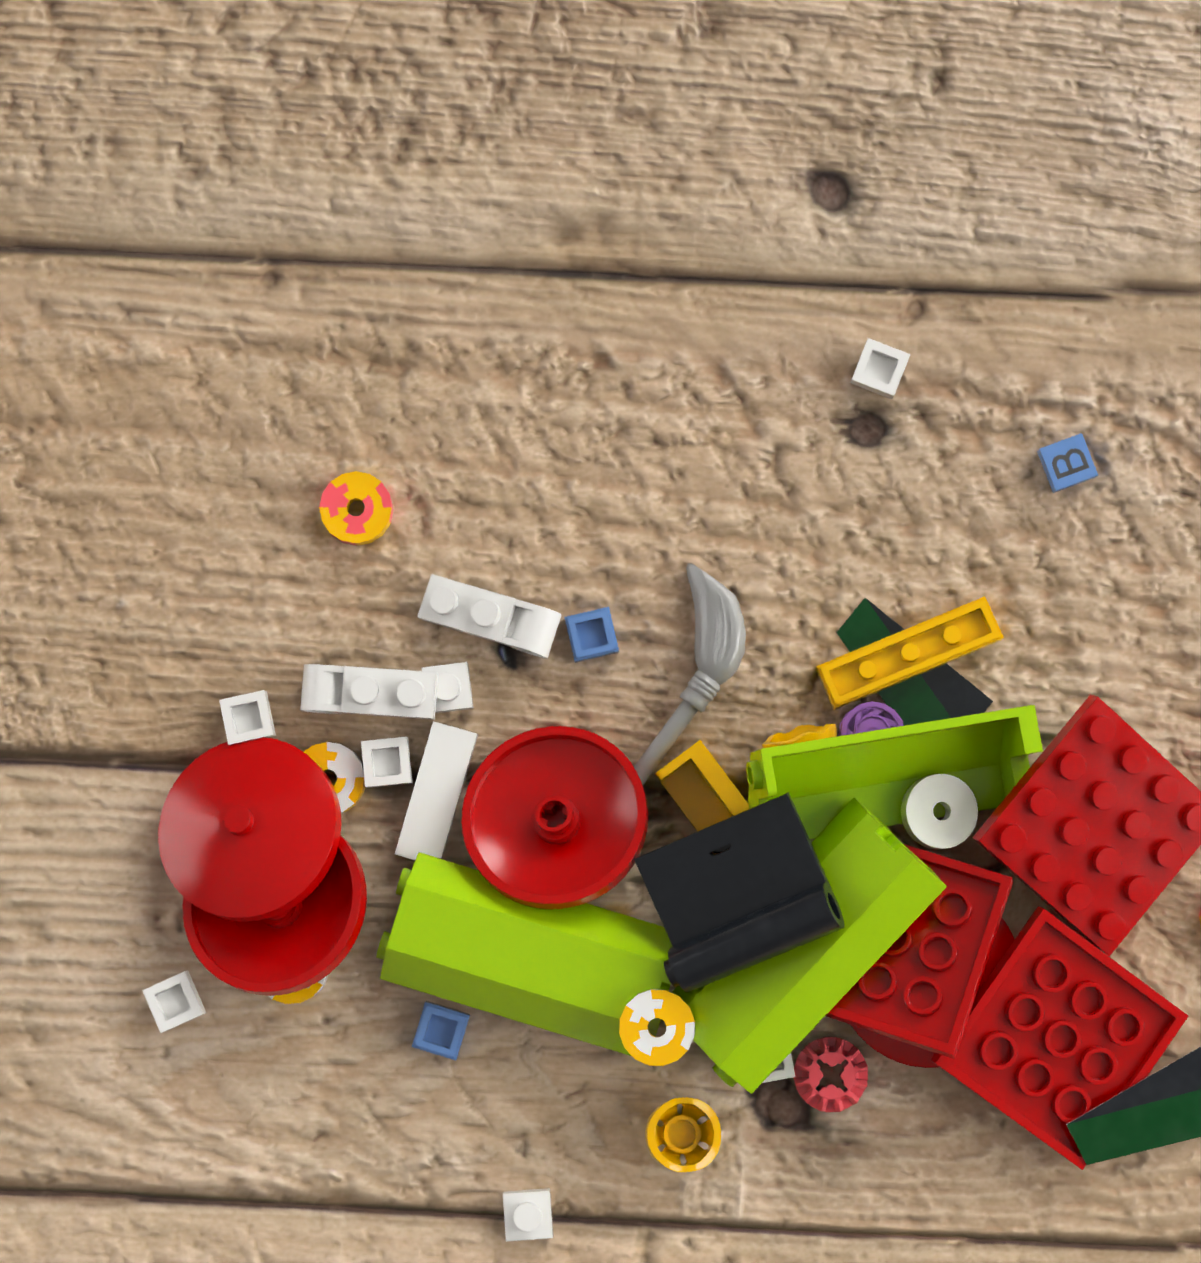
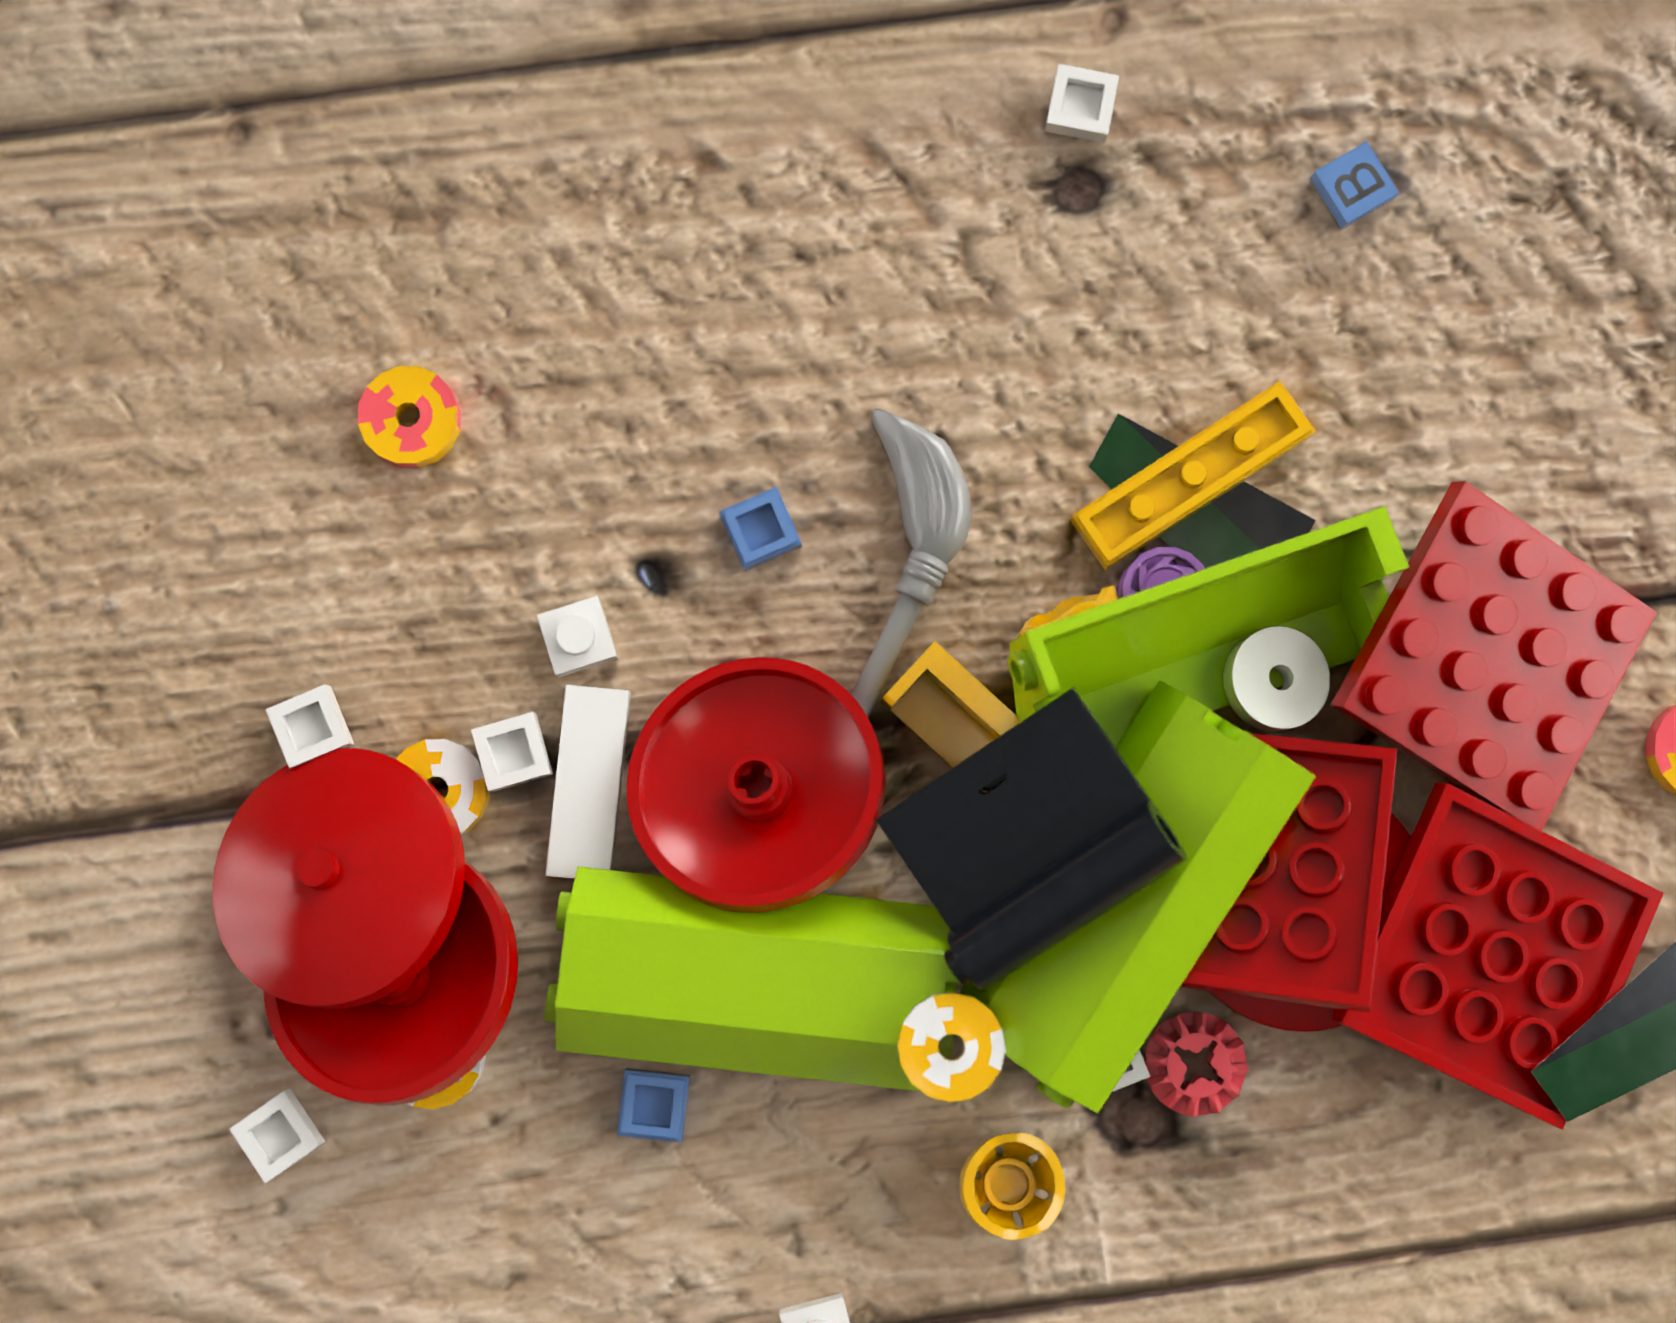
camera: 20 degrees left, 0 degrees up
(369, 691) = (469, 659): white plate -> none
(489, 616) = (617, 528): white plate -> none

